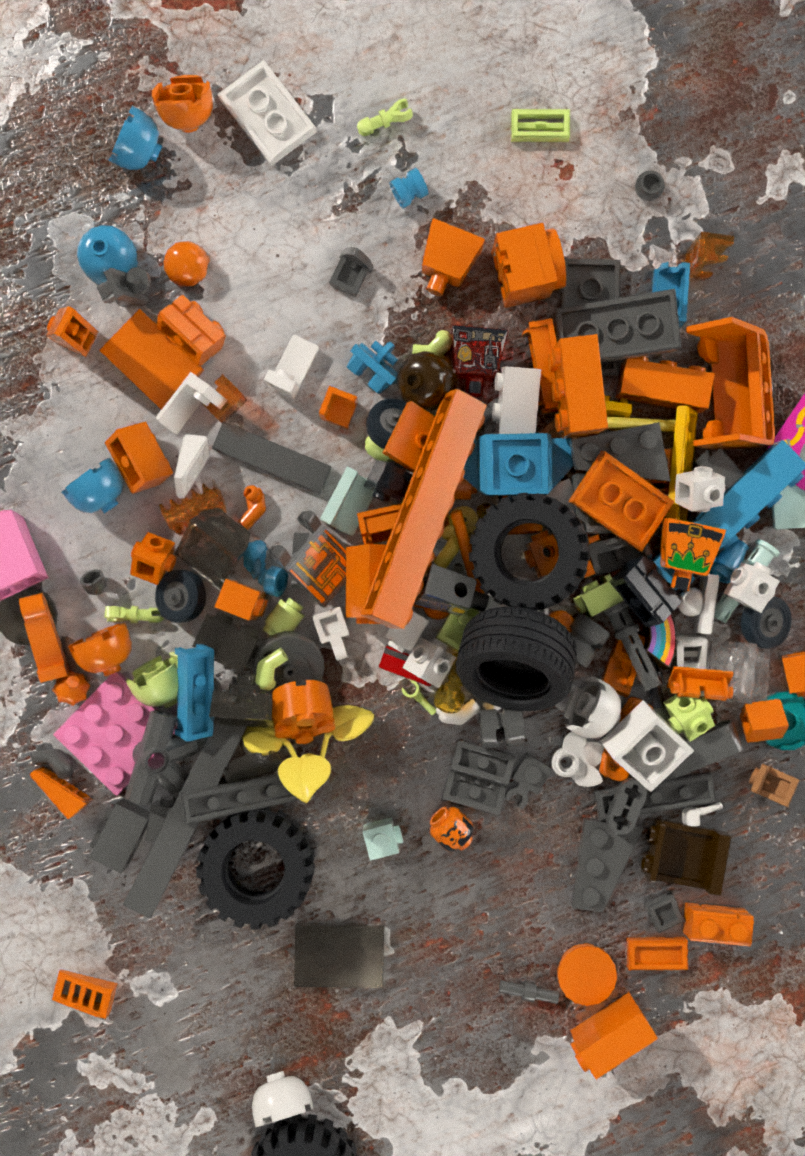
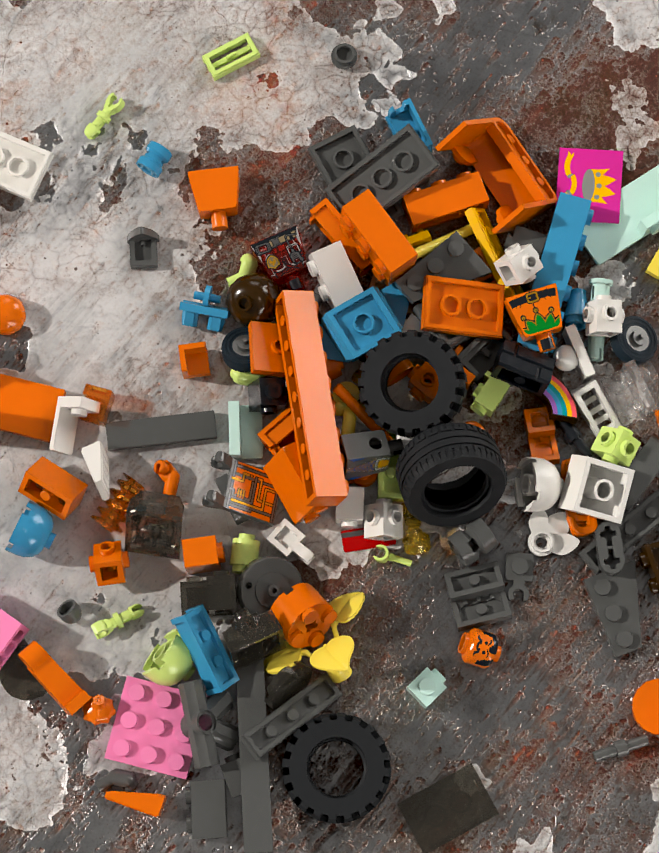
camera: 30 degrees left, 10 degrees down
(103, 650) = (110, 660): orange cylinder -> none
(180, 596) = (148, 582): black wheel -> none
(191, 330) = (39, 364): orange brick -> none
(266, 669) = (254, 596): yellowish green arm -> none
(272, 580) = (217, 525): dark azure arm -> none
(292, 367) = (138, 348): white bracket -> none
(467, 712) = (434, 554): white arm -> none
(528, 264) = (283, 166): orange piece -> none
(587, 637) = (501, 428): dark grey wheel -> none
(625, 628) = (529, 409): dark grey pin -> none
(690, 681) = (607, 414): orange hinge -> none
(707, 249) = (416, 81): clear orange hinge -> none

